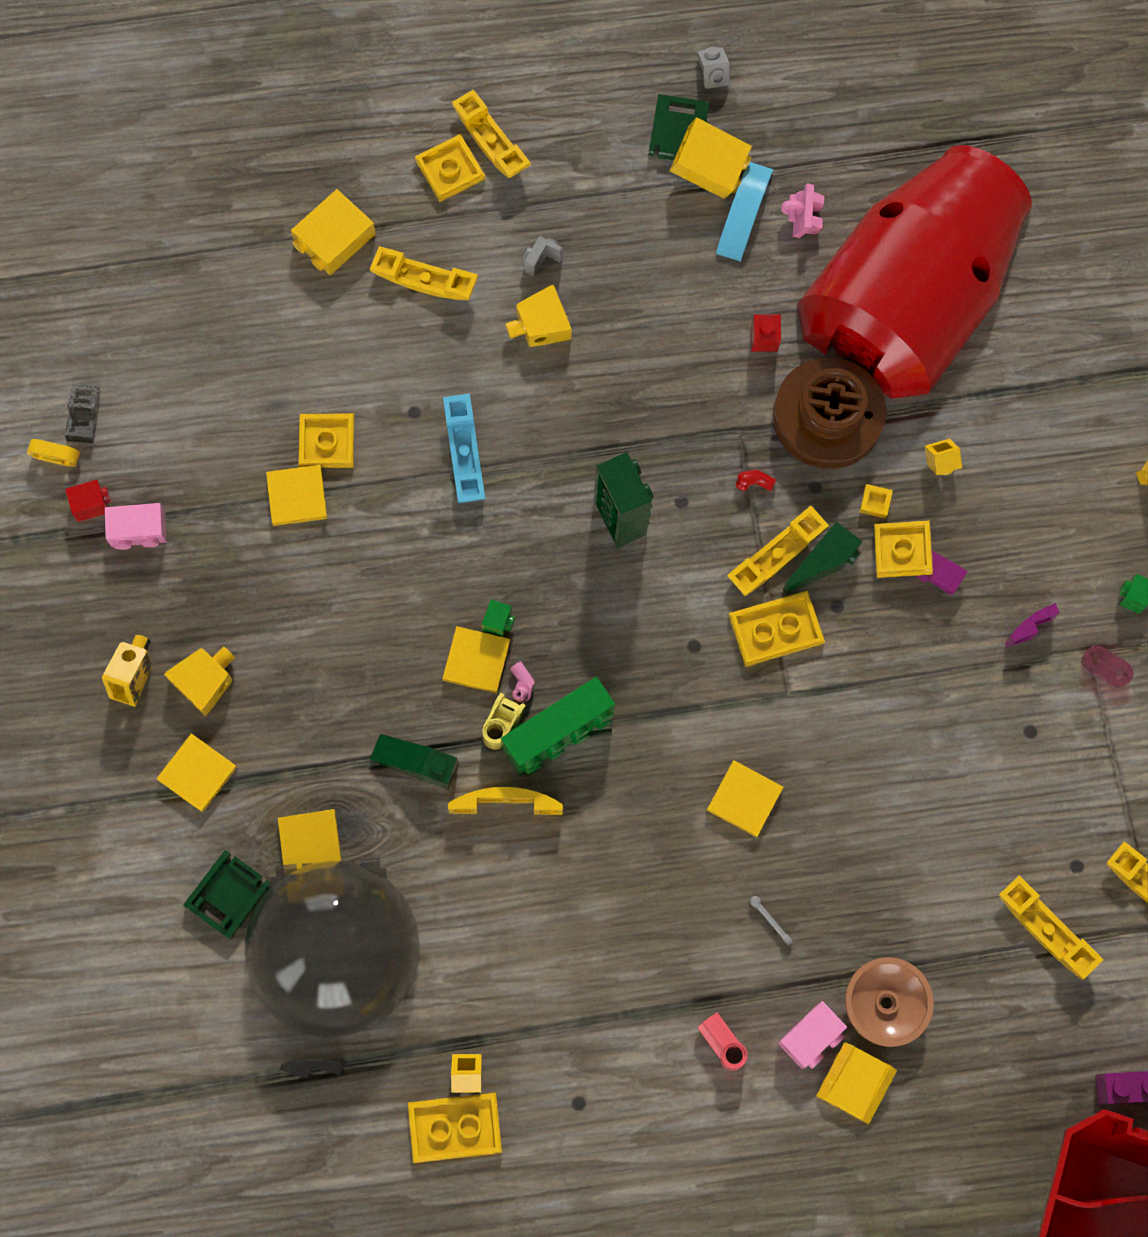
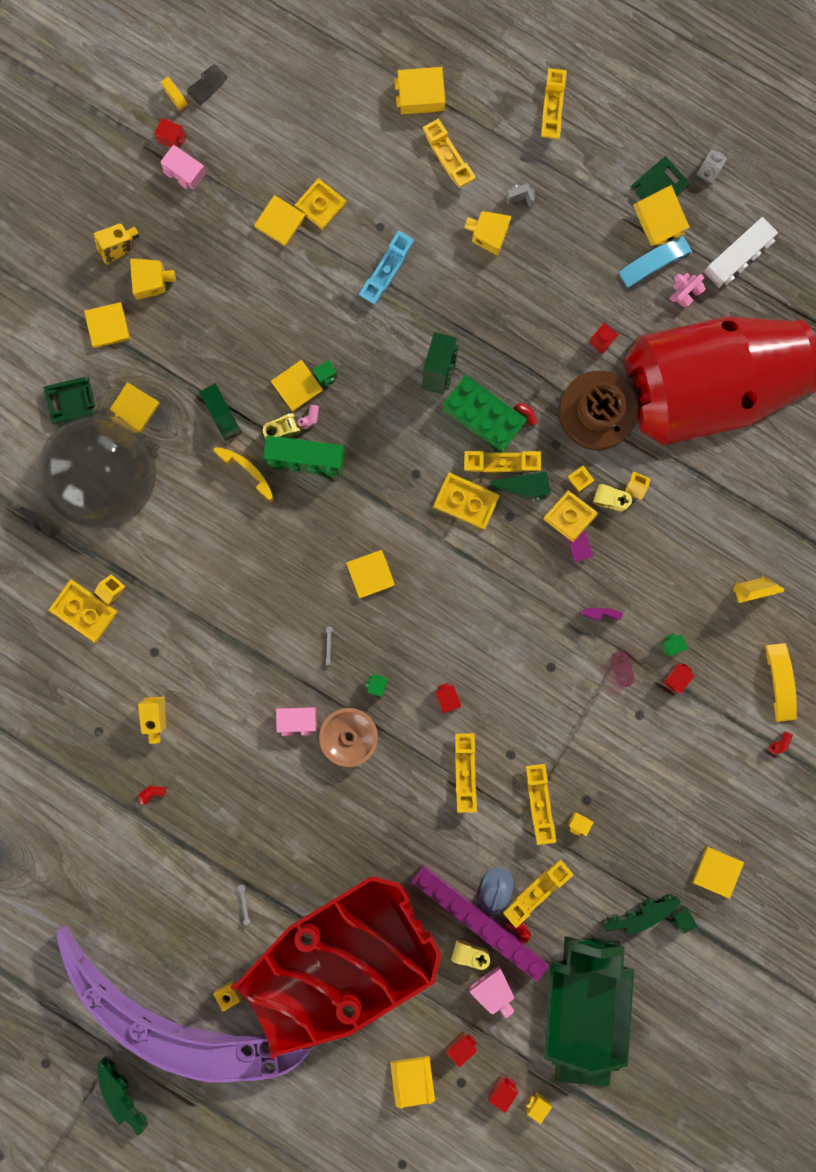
camera: 40 degrees right, 10 degrees up
(450, 168) = (516, 105): yellow tile -> none
(642, 1172) = (152, 710): none -> yellow torso
(712, 517) = (483, 413): none -> green brick
(721, 1040) = (249, 682): coral piece -> none
(825, 130) = (744, 249): none -> white brick
(856, 1082) = (298, 762): yellow slope -> none
(864, 916) = (376, 685): none -> green plate
(925, 493) = (608, 498): none -> light yellow piece
(954, 861) = (447, 697): none -> red brick

